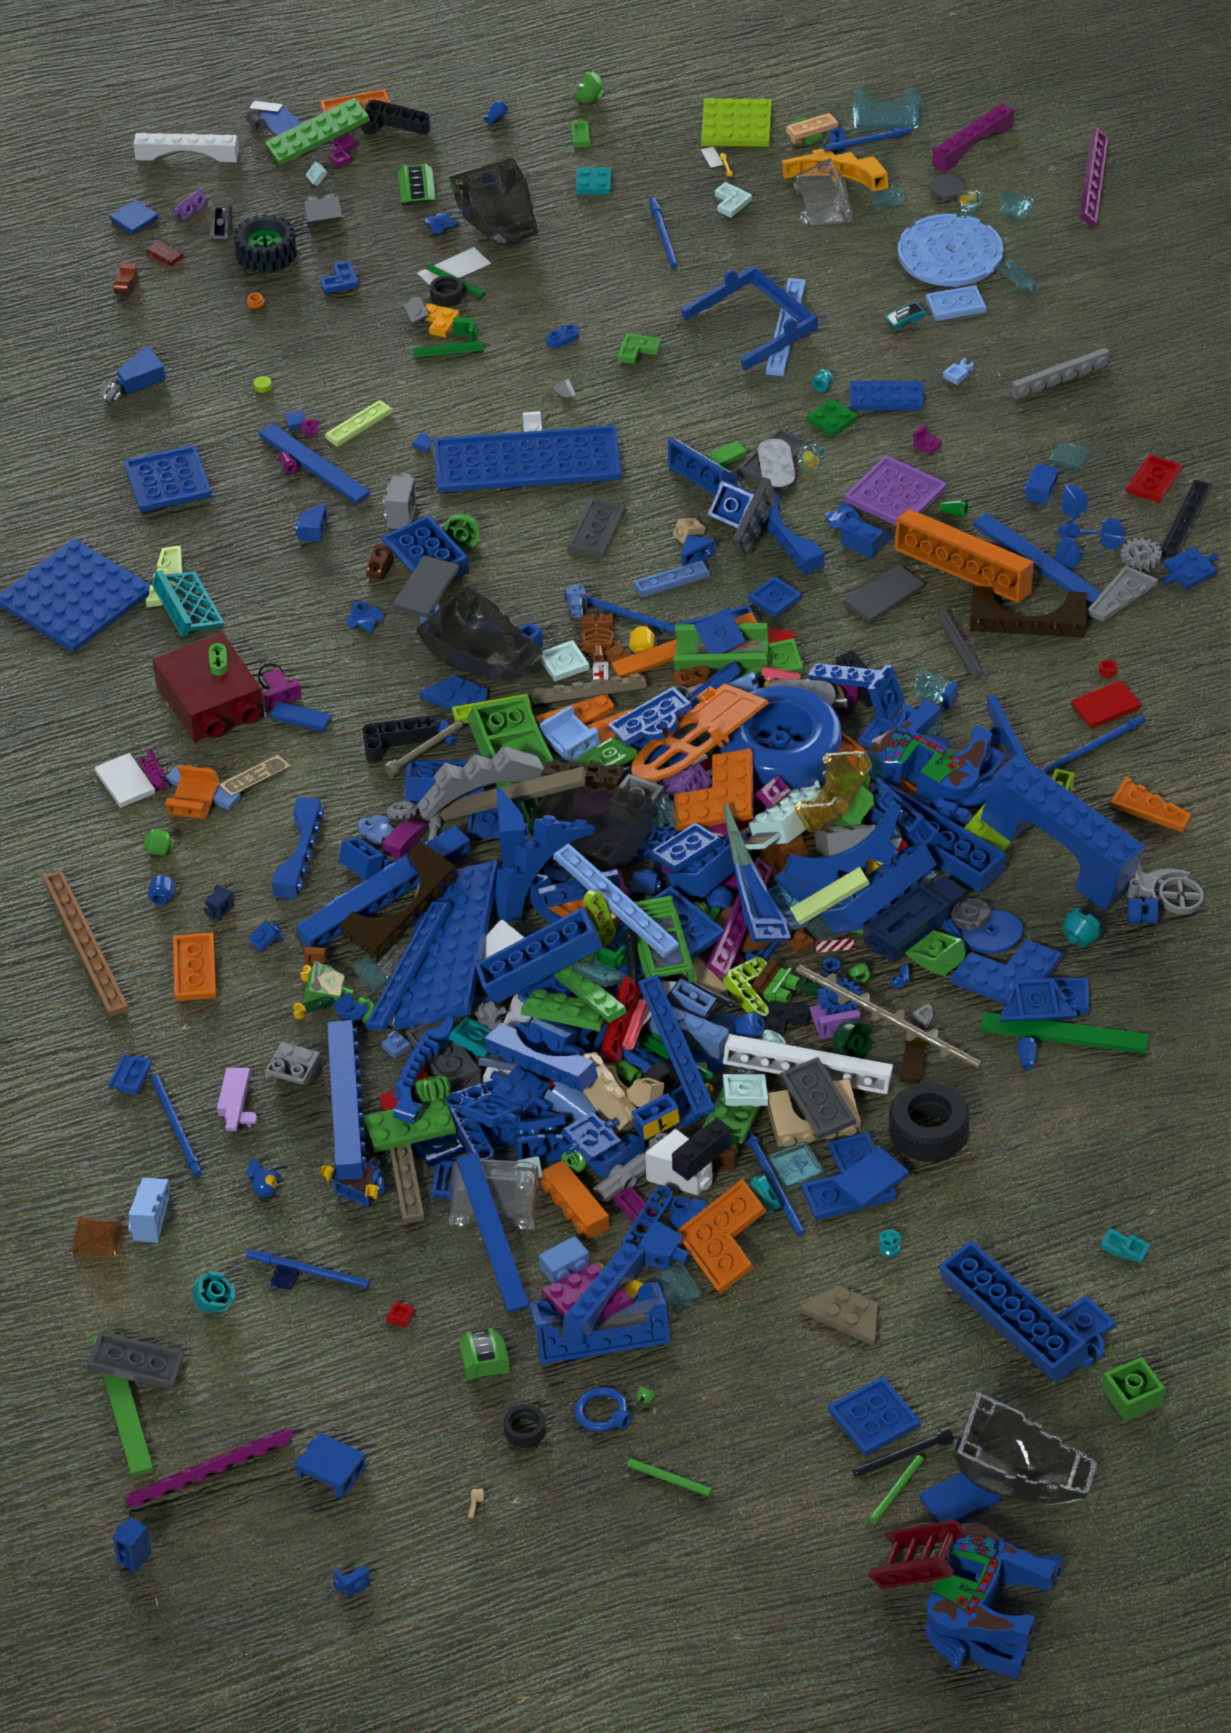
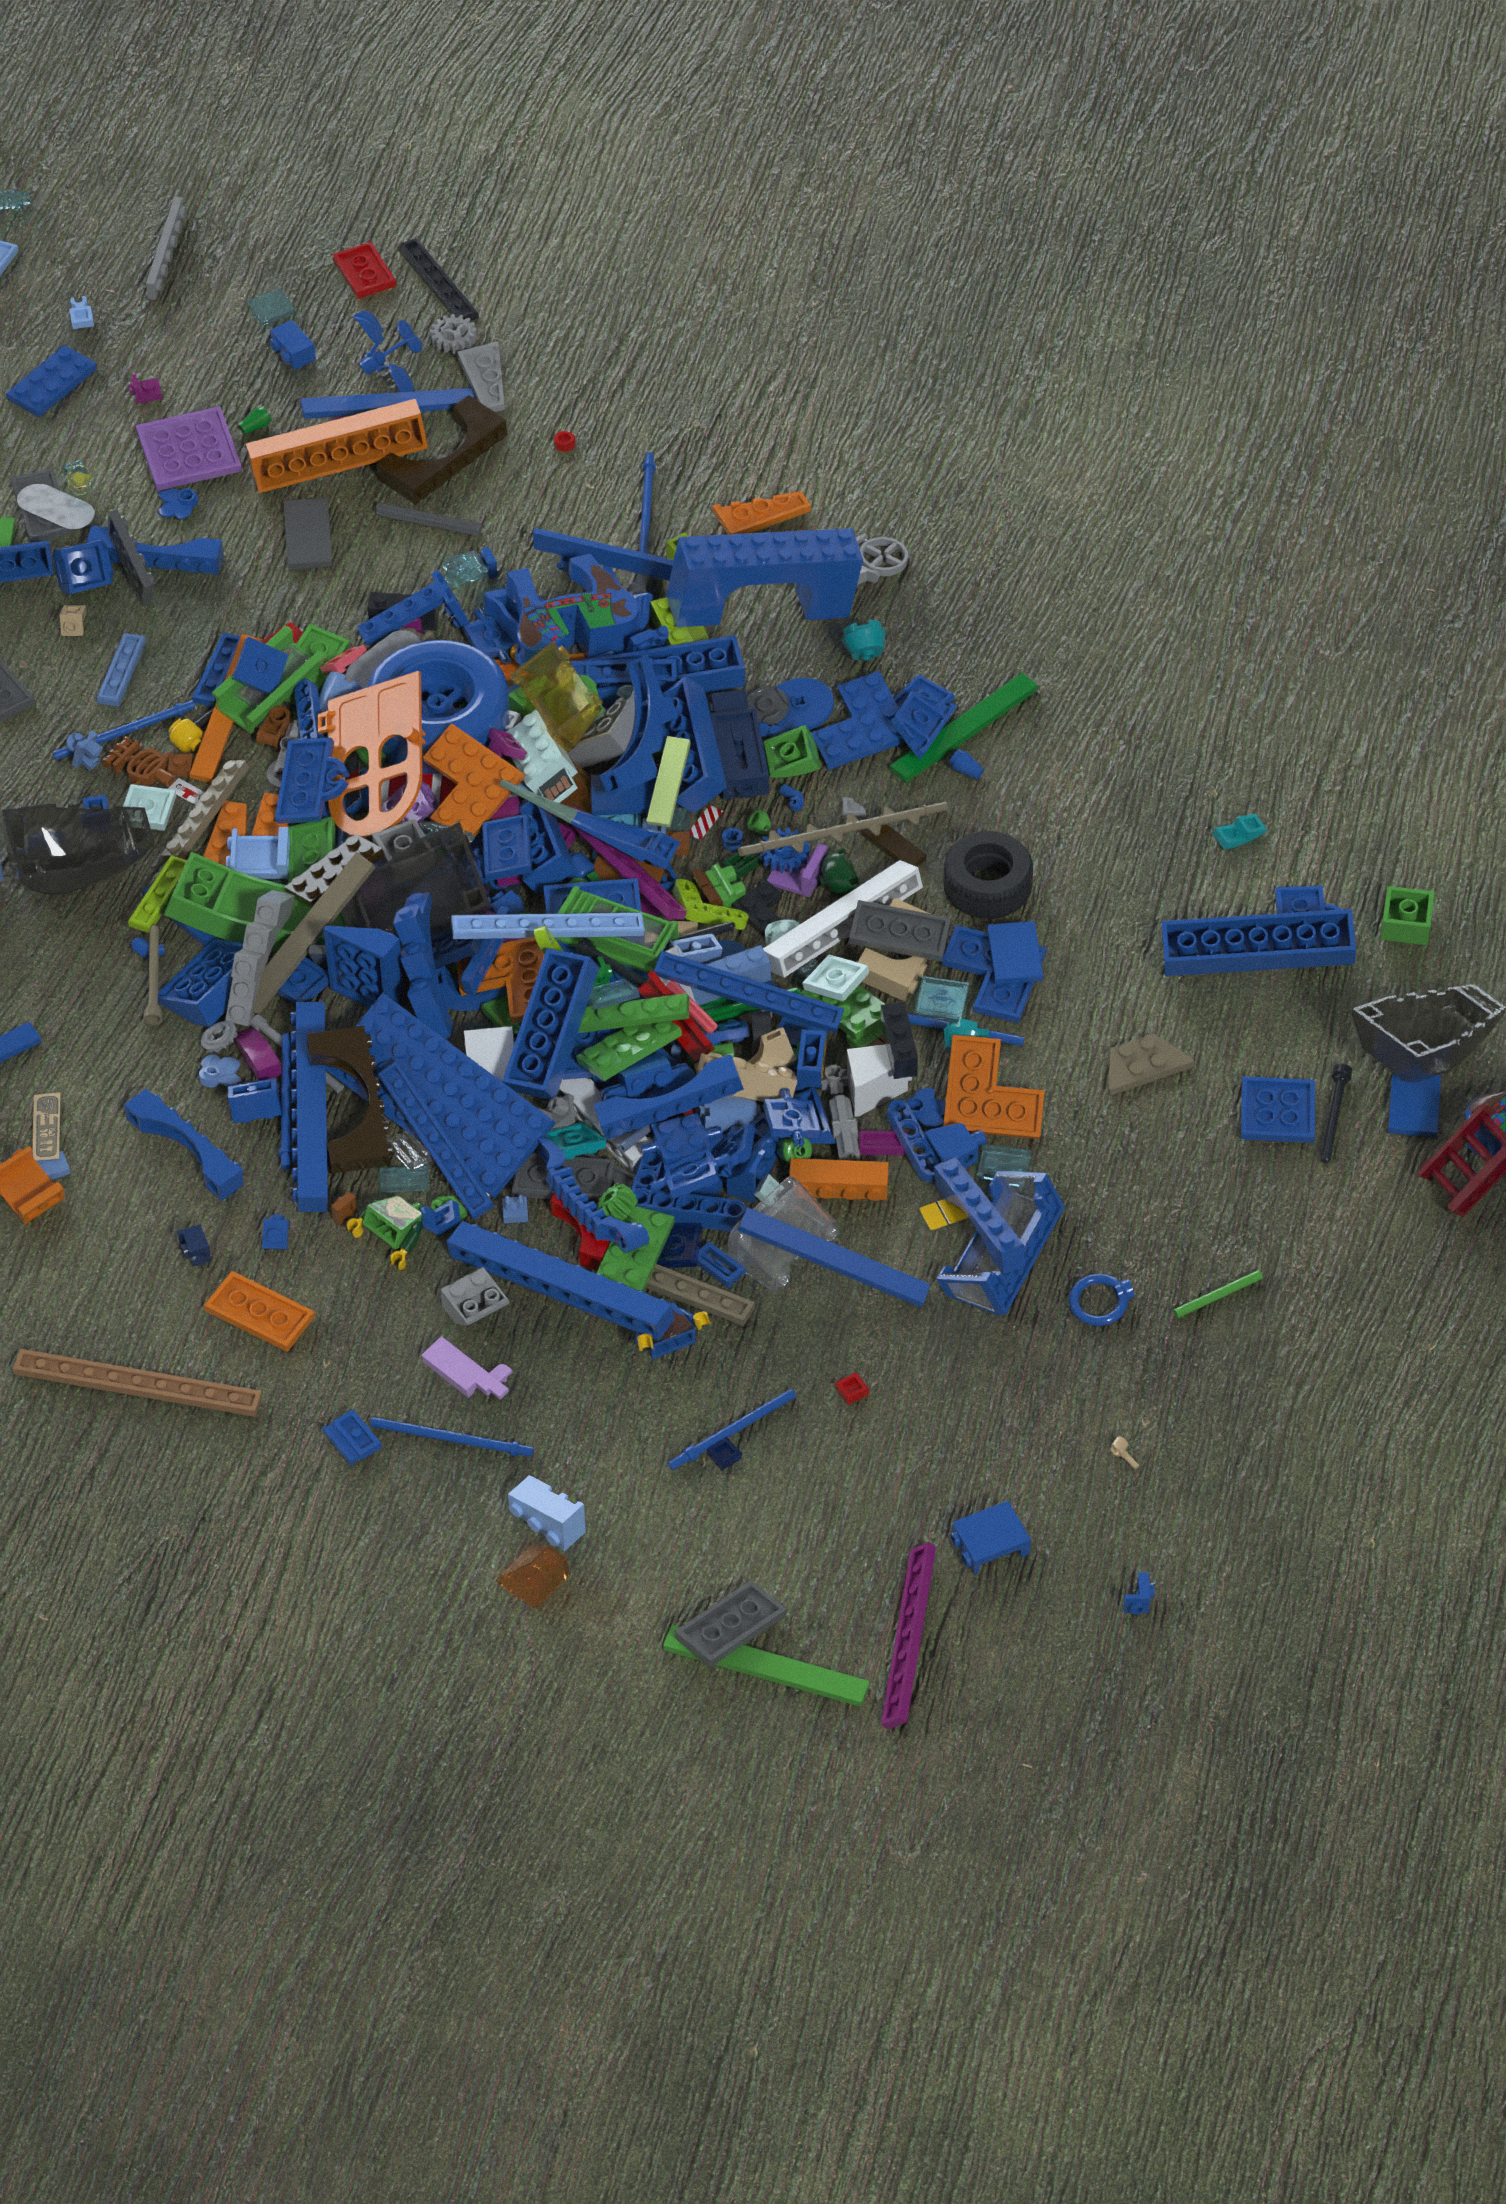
camera: 55 degrees left, 5 degrees up
(132, 1544) = (960, 1742): blue brick -> none
(158, 842) = (63, 1251): bright green head -> none
(161, 890) = (133, 1281): blue head -> none
(213, 1293) = (706, 1516): teal cone -> none
(263, 1180) = (596, 1403): blue piece -> none
(396, 733) = (102, 998): black beam -> none
(454, 692) = (103, 912): blue wing -> none
(483, 1353) = (956, 1350): bright green slope -> none
(524, 1440) = (1073, 1350): black tyre -> none
(564, 1259) = (904, 1227): medium blue brick -> none
(568, 1290) = (953, 1238): magenta plate -> none
(645, 1393) = (1111, 1258): bright green hinge -> none
(697, 549) = (106, 629): blue slope -> none
(749, 1026) = (754, 934): blue head -> none
(774, 597) = (230, 609): blue plate -> none
(832, 417) = (37, 434): green plate -> none
(864, 537) = (224, 504): blue slope -> none
(889, 1237) = (1093, 979): teal wheel -> none
(896, 1489) = (1368, 1142): bright green bar -> none
(1105, 704) = (607, 468): red tile -> none
(1135, 911) = (881, 590): blue wheel -> none
(1190, 568) = (502, 314): blue plate -> none

